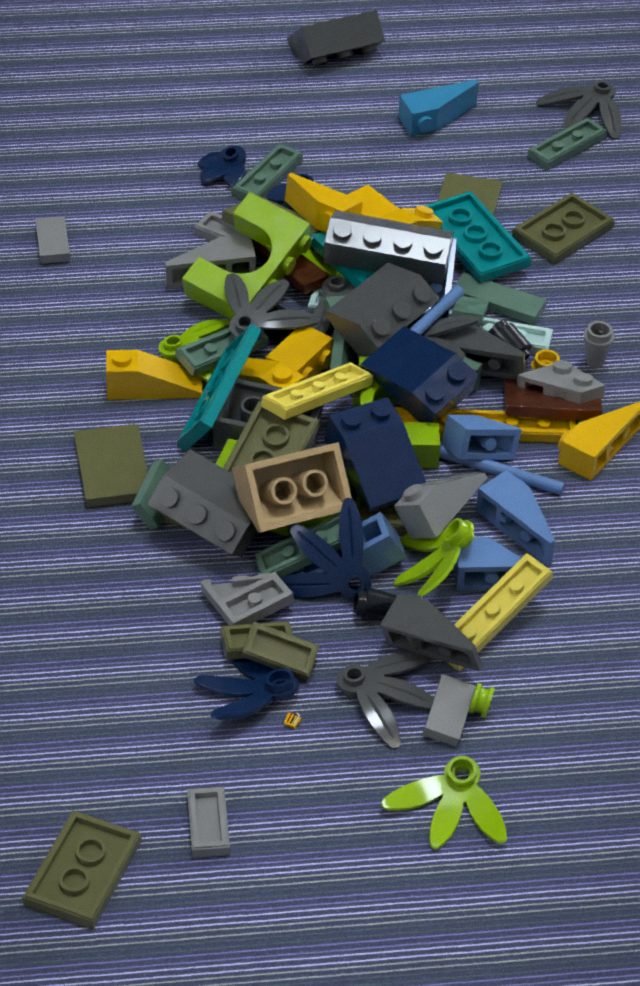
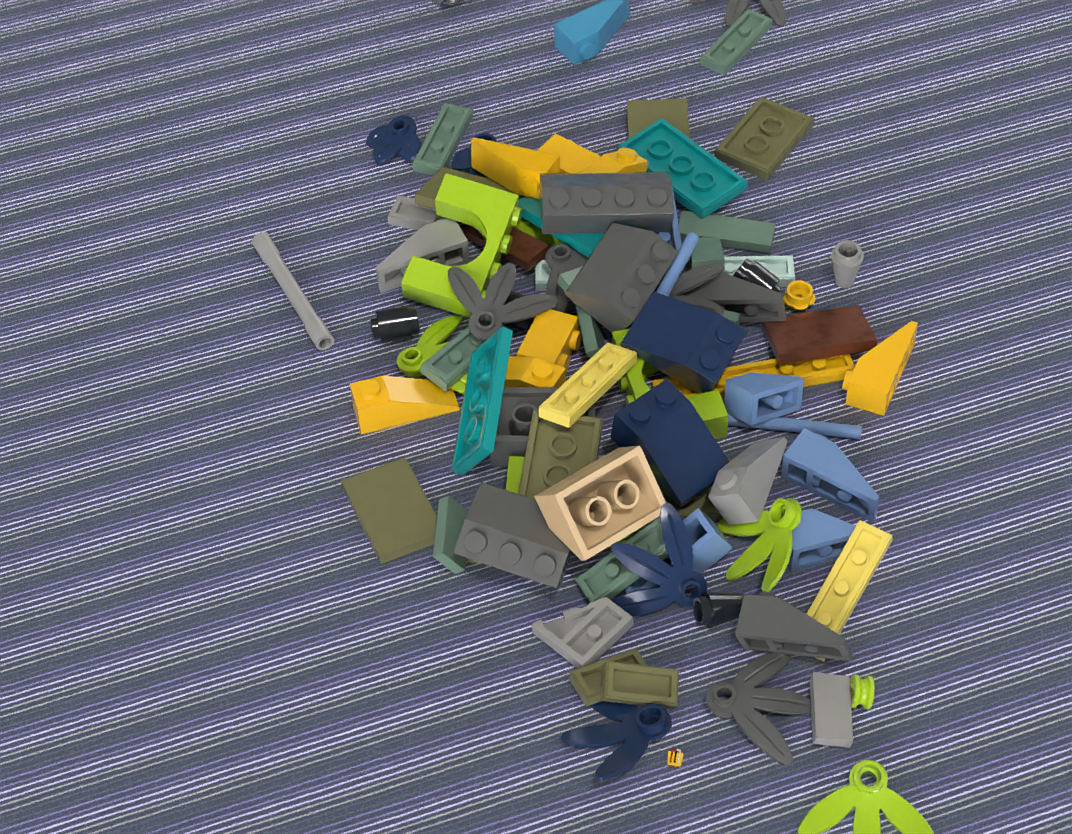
camera: 10 degrees left, 5 degrees up
(52, 240) = (243, 263): light grey tile -> none
(96, 301) = (313, 324): none -> light grey piece
(168, 314) = (395, 324): none -> black brick
(563, 381) = (827, 315): light grey wing -> none

